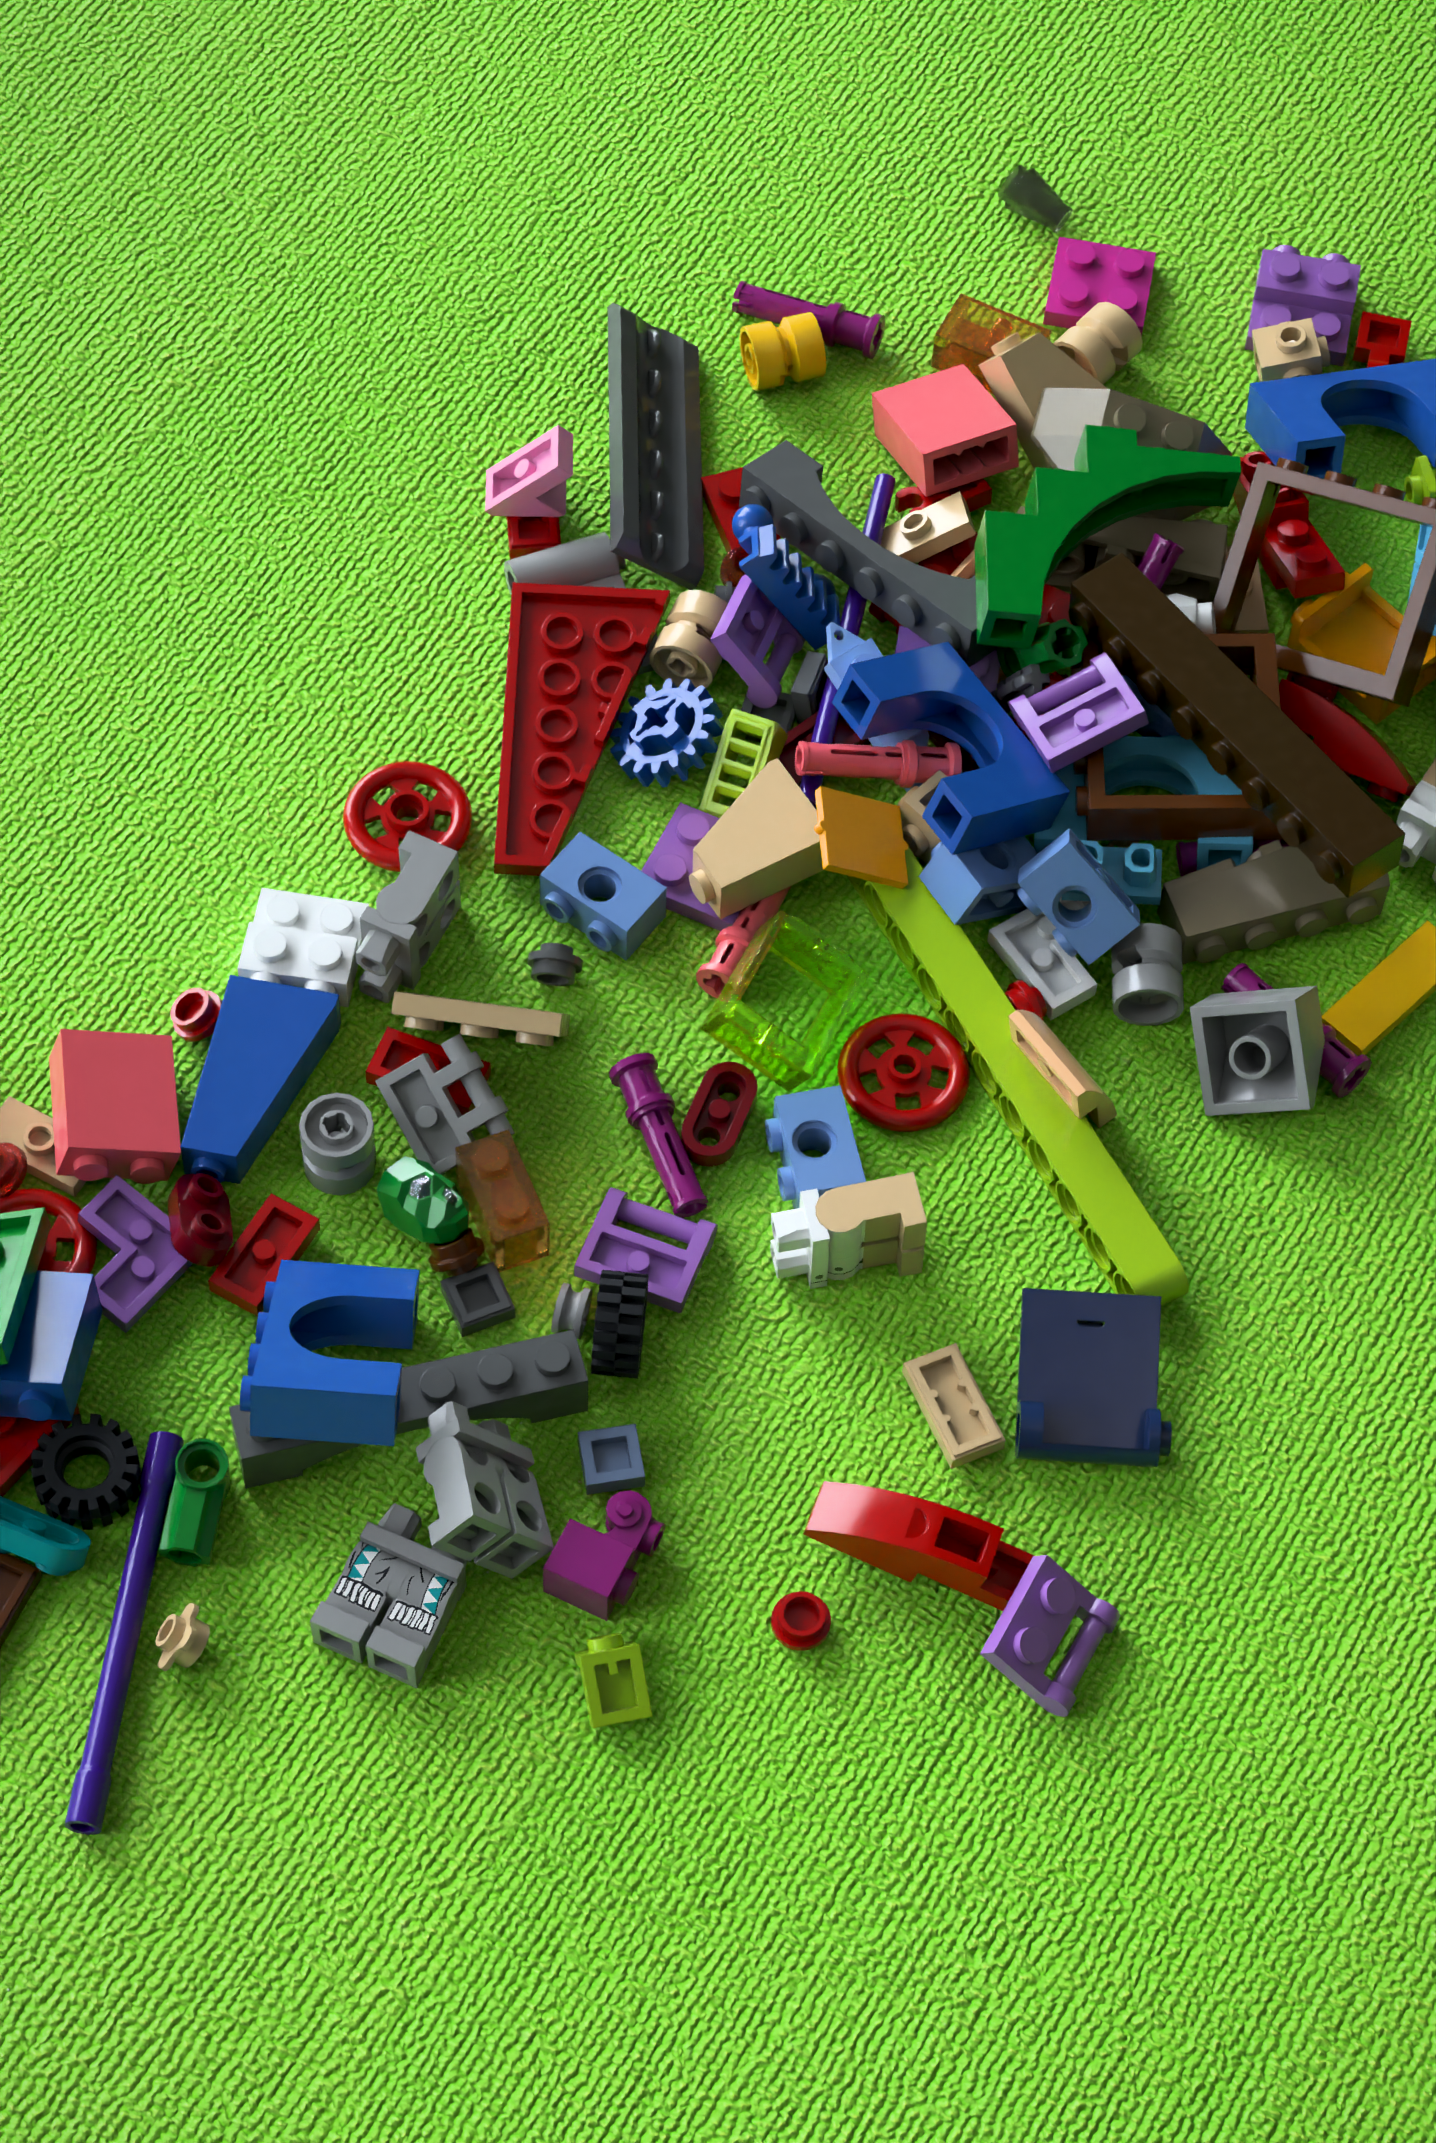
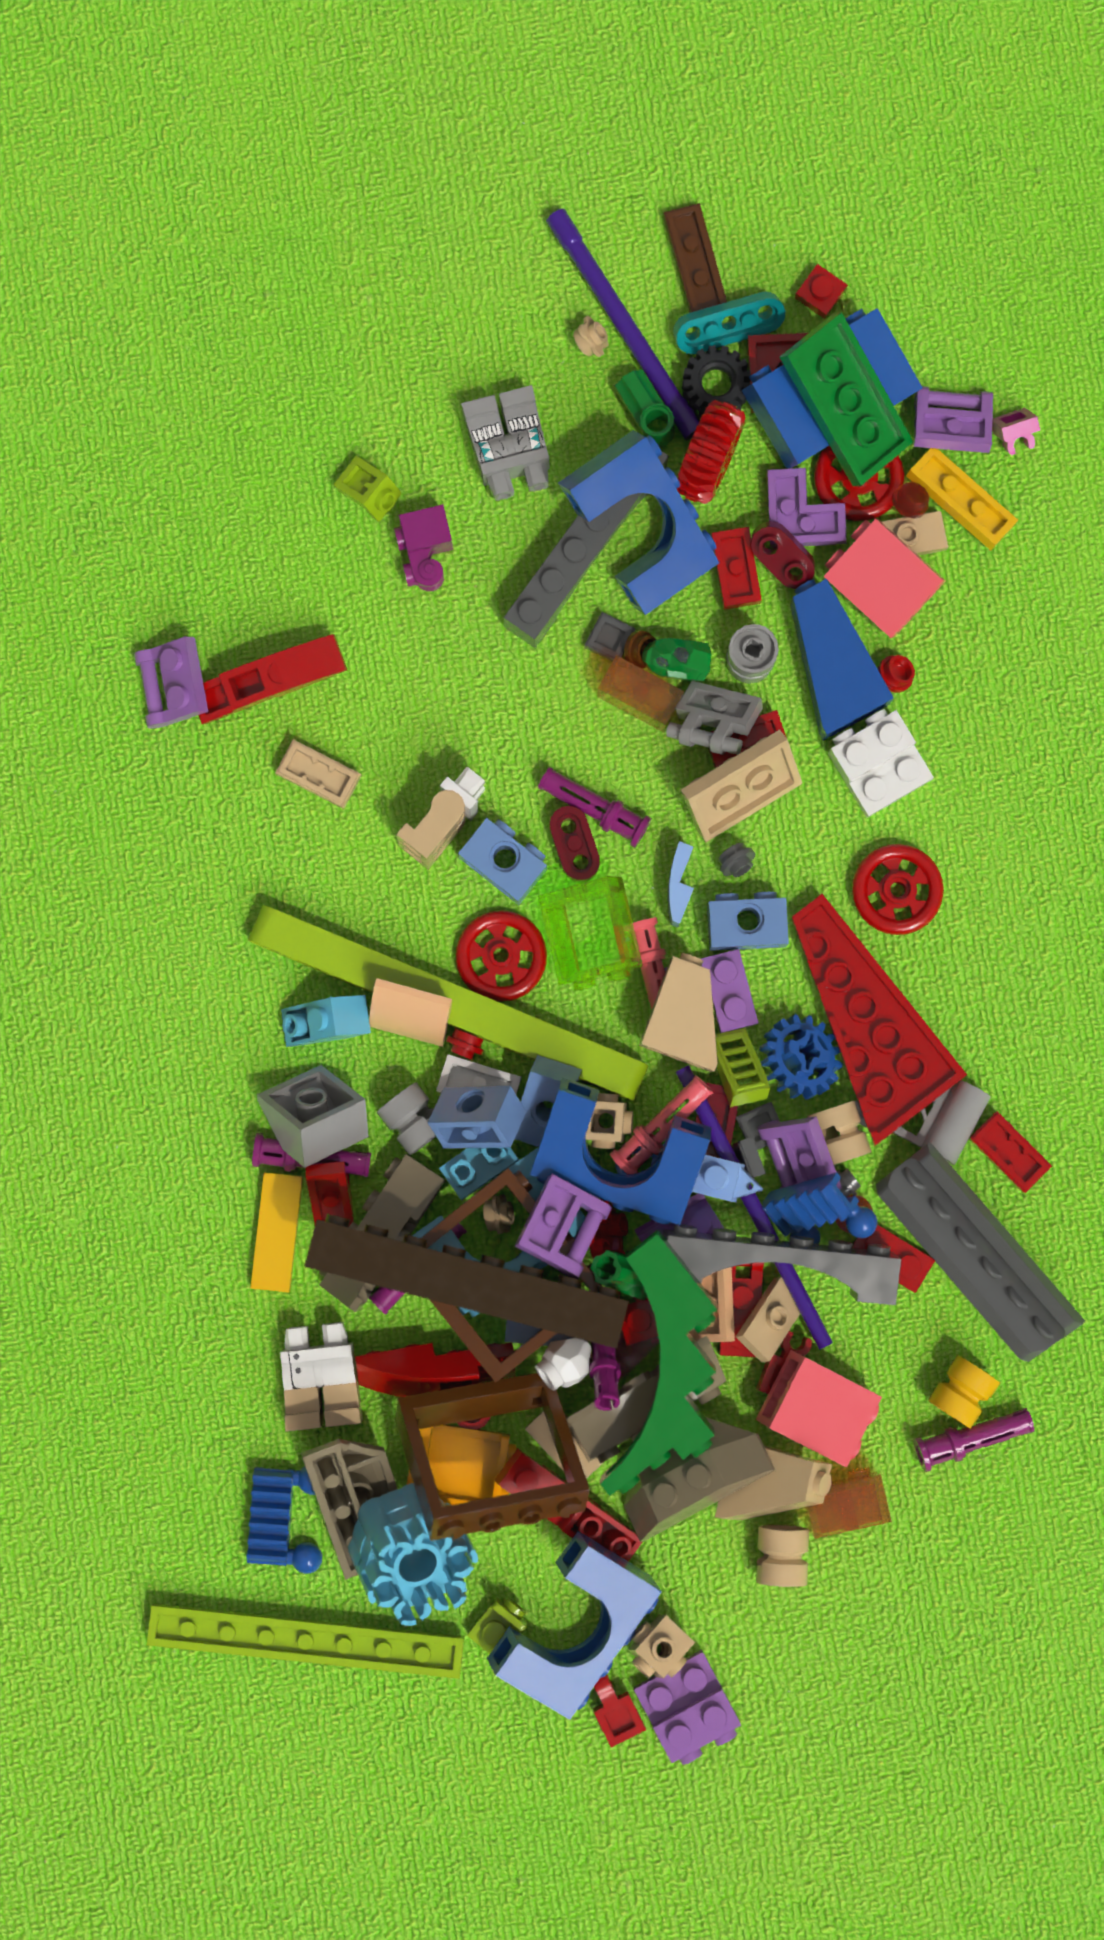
camera: 145 degrees right, 25 degrees up
(176, 1367) = (710, 451): none -> red gear
(408, 917) = (830, 811): light grey hips -> none
(483, 1493) = (505, 518): light grey hips -> none
(532, 478) = (1021, 1157): bright pink slope -> none
(571, 1310) = (553, 665): light grey bush -> none
(611, 1459) = (465, 601): sand blue plate -> none
(618, 1249) = (543, 721): medium lavender plate -> none
(619, 1324) = (518, 668): black tyre -> none
(652, 977) = (678, 892): none -> light blue slope
(800, 1621) = (302, 596): red plate -> none
(861, 837) = (627, 1058): light orange piece -> none
(1025, 681) = (619, 1237): dark grey axle -> none
(1033, 198) = (915, 1654): clear smoke cone -> none
(1087, 1385) = (257, 842): dark blue door -> none
(1097, 273) = (823, 1619): dark pink plate -> none
(1165, 1141) = (326, 1020): none -> medium azure slope
(1303, 966) = (329, 1191): none -> red slope

